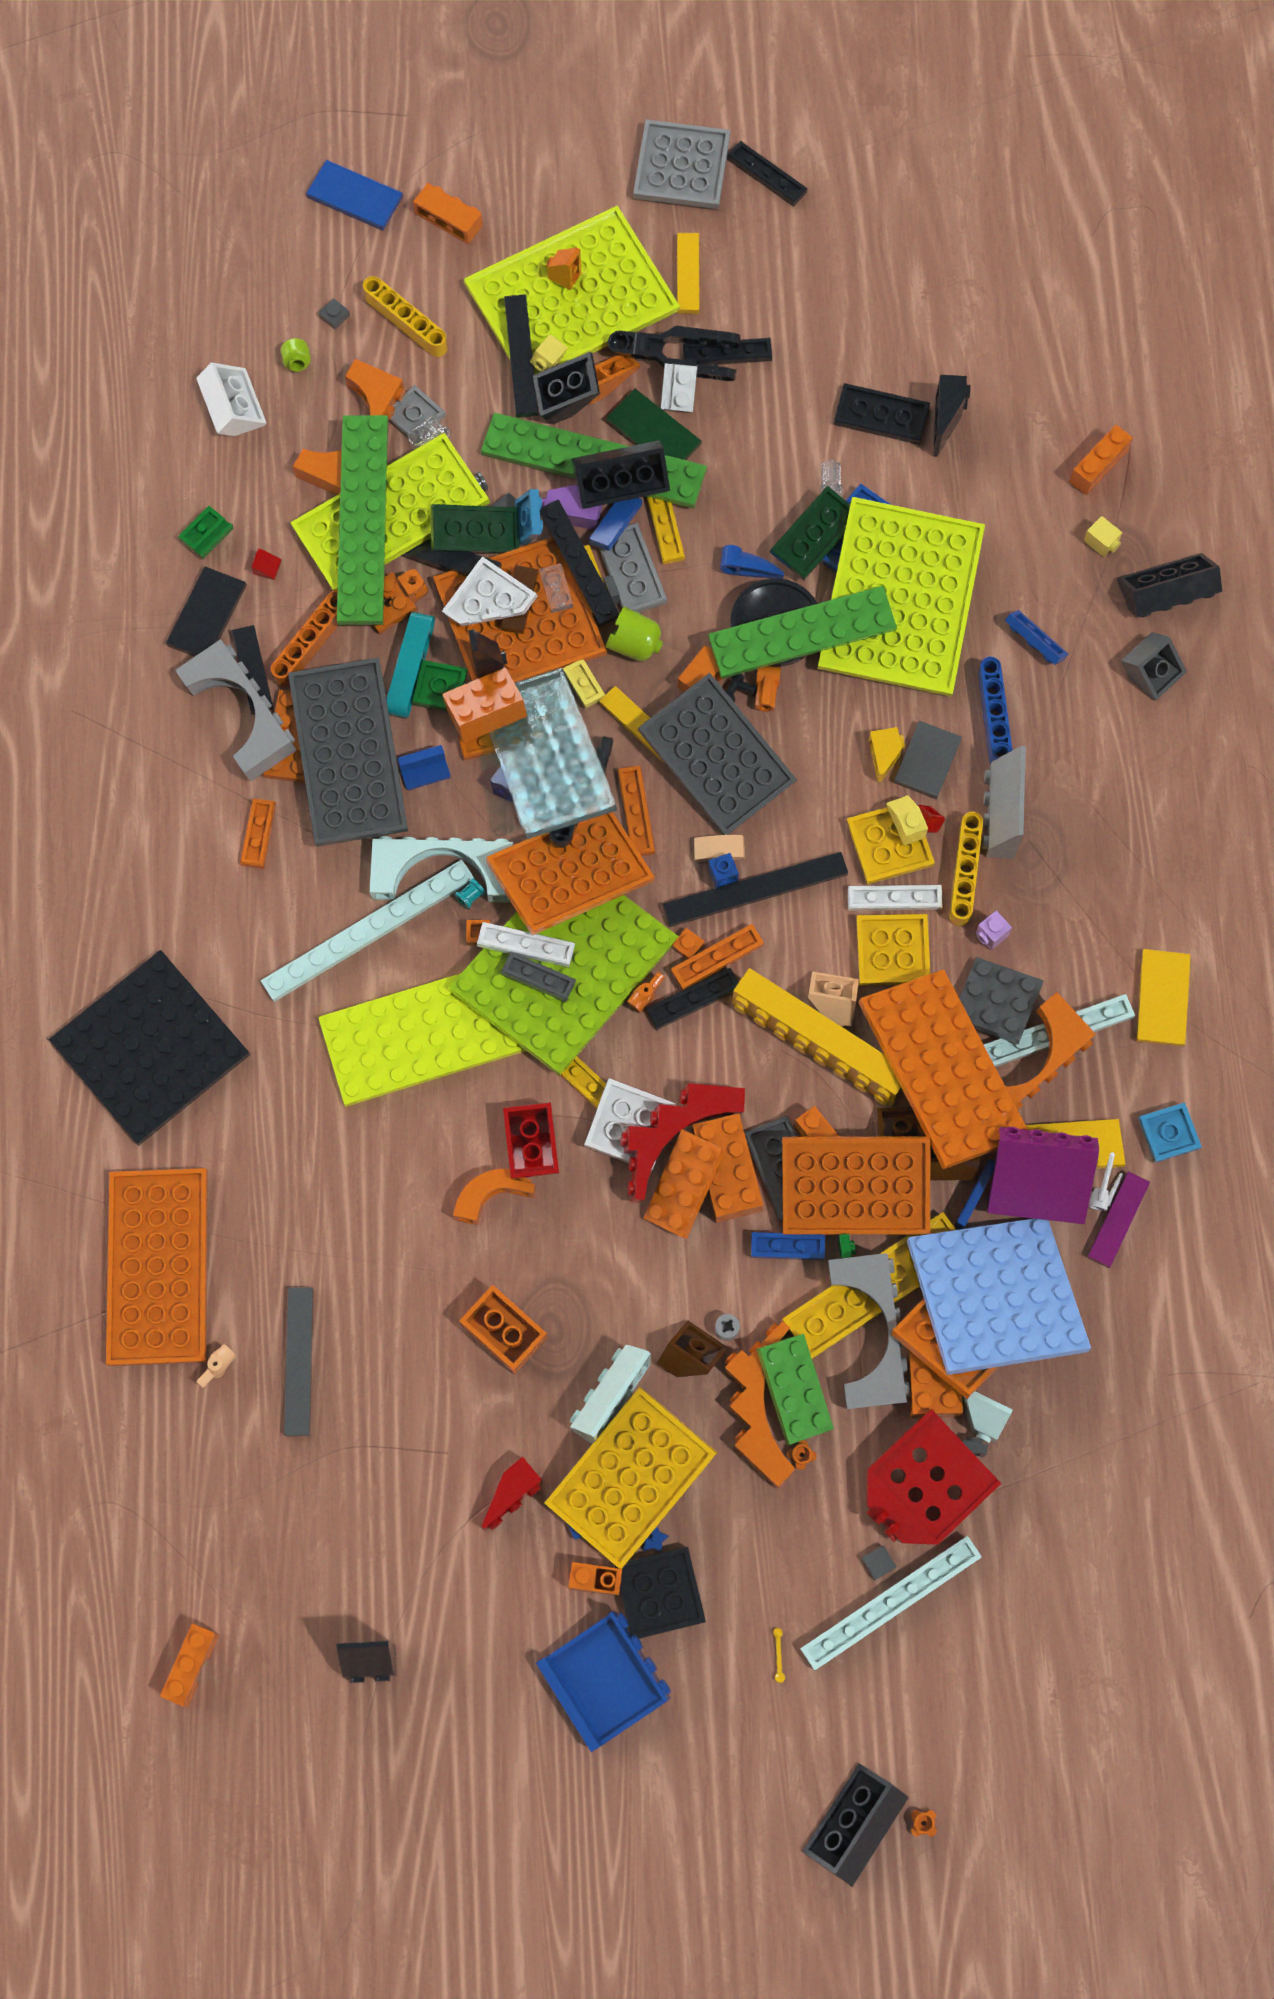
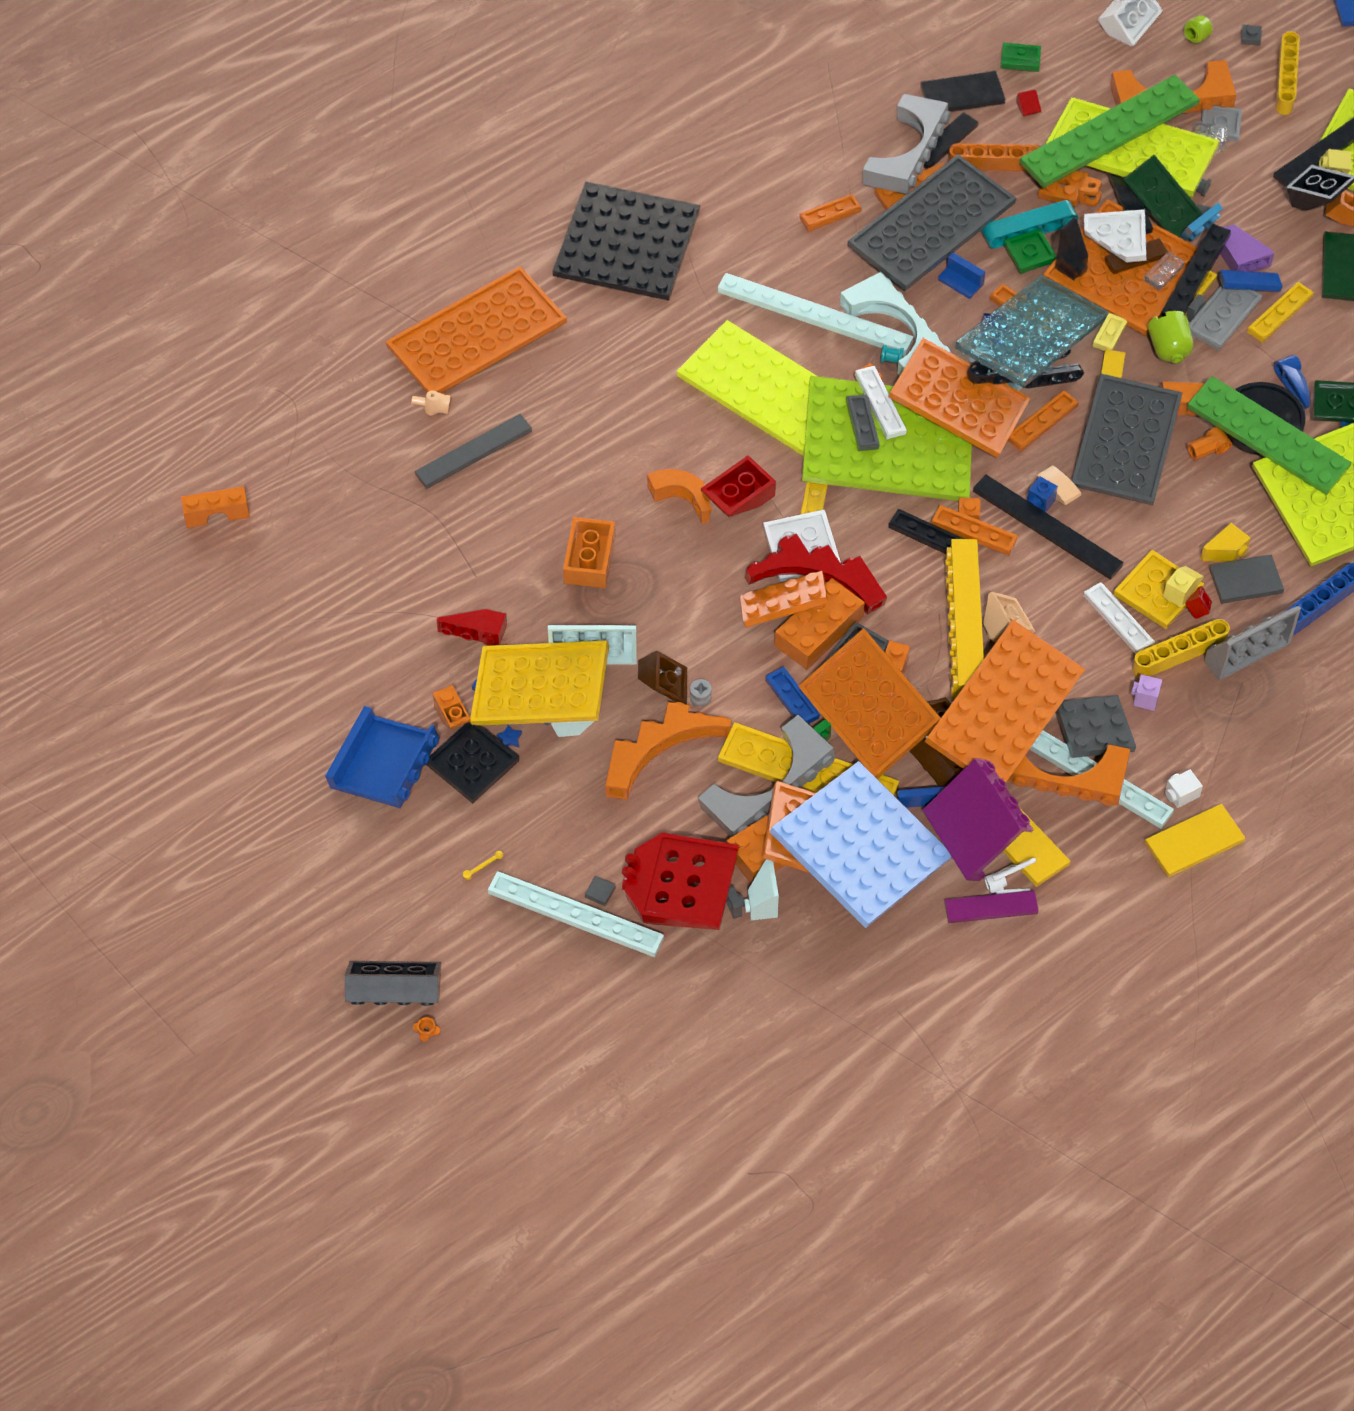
camera: 55 degrees right, 15 degrees down
(367, 1660) = (293, 600): black slope -> none
(484, 705) = (1035, 275): orange brick -> none
(553, 448) = (1291, 249): bright green plate -> none
(621, 474) = (1285, 256): black slope -> none
(645, 993) = (907, 500): orange piece -> none
(737, 682) = (1196, 425): black piece -> none
(795, 1389) = (687, 757): bright green plate -> none
(801, 1462) = (642, 789): orange plate -> none
(892, 948) = (1079, 634): yellow plate -> none
(1108, 971) = (1183, 788): none -> white brick
(1169, 1132) = (1089, 902): dark azure plate -> none

